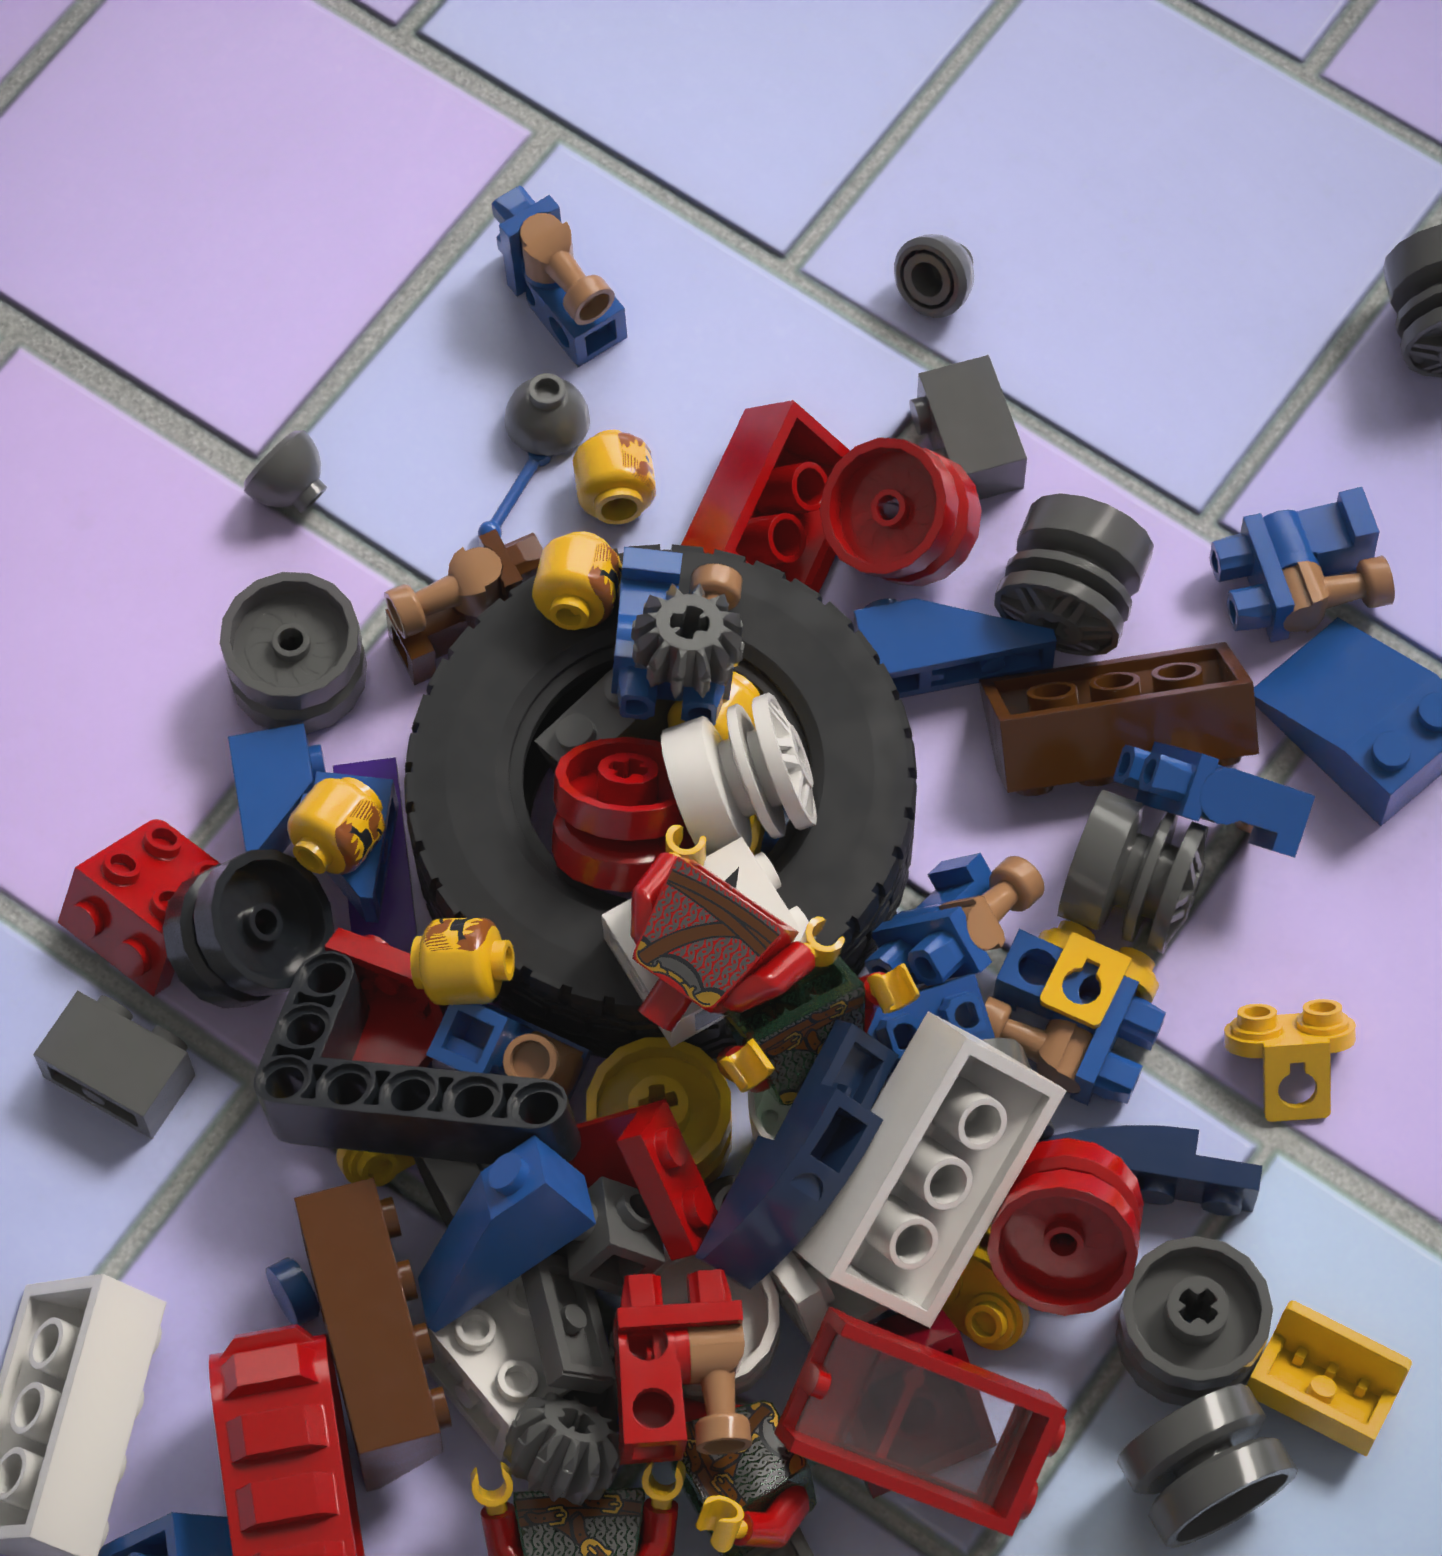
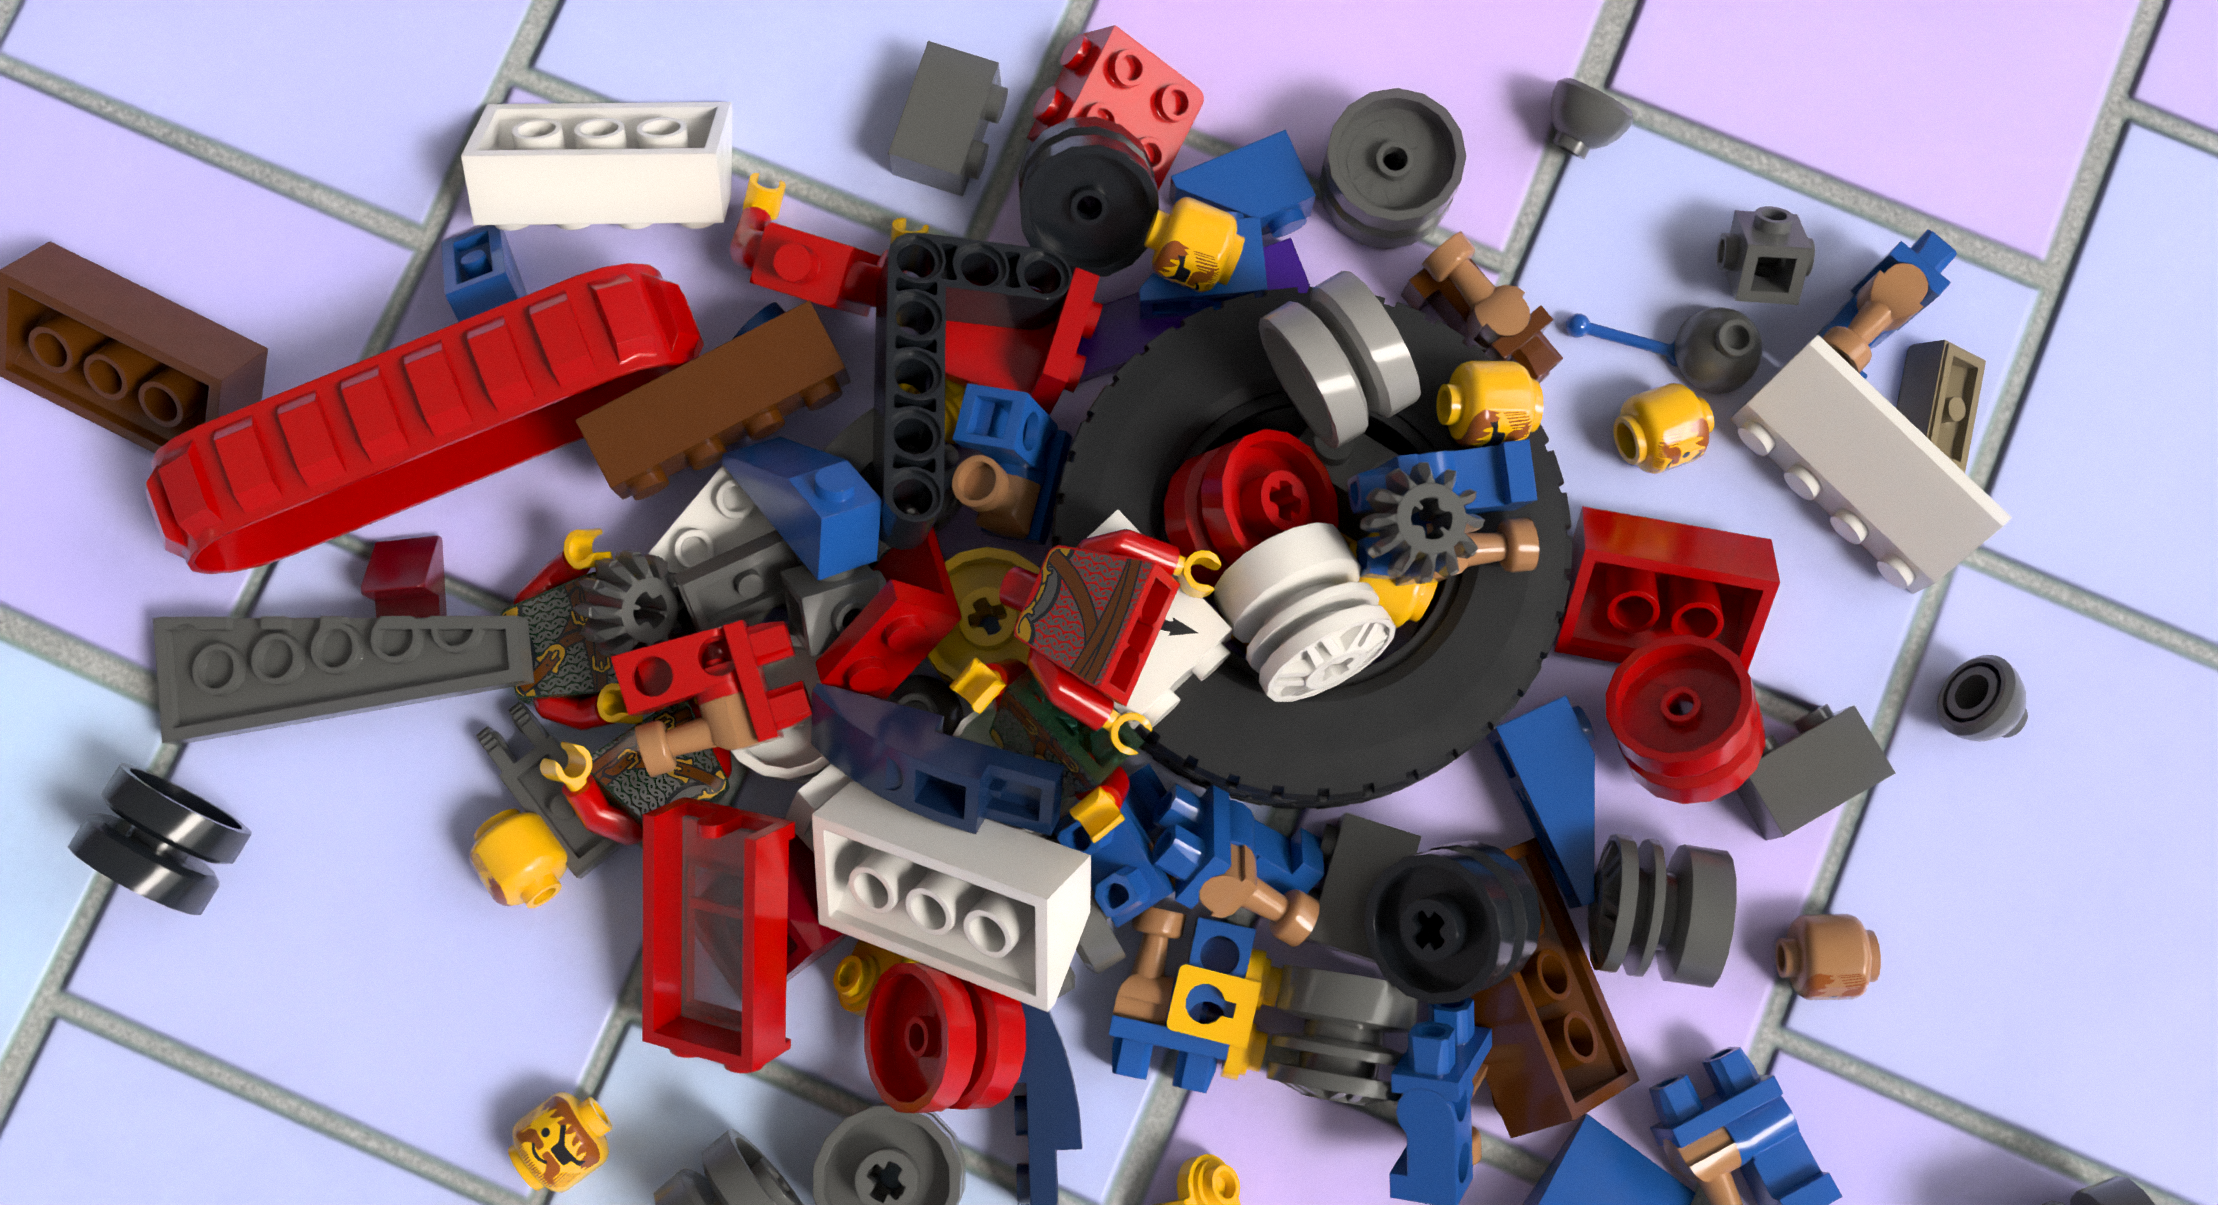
camera: 75 degrees right, 15 degrees up
(236, 1221) = (804, 262): none -> red torso
(461, 961) = (1058, 390): yellow head -> none
(472, 350) = (1766, 256): none -> dark grey brick
(506, 689) = (1340, 358): none -> light grey wheel
(651, 251) = (1942, 395): none -> dark tan slope
(696, 313) = (1868, 468): none -> white slope
(998, 823) = (1353, 859): none -> dark grey brick
(1074, 766) = (1452, 921): none -> black wheel
(1143, 455) = (1828, 956): none -> medium nougat head

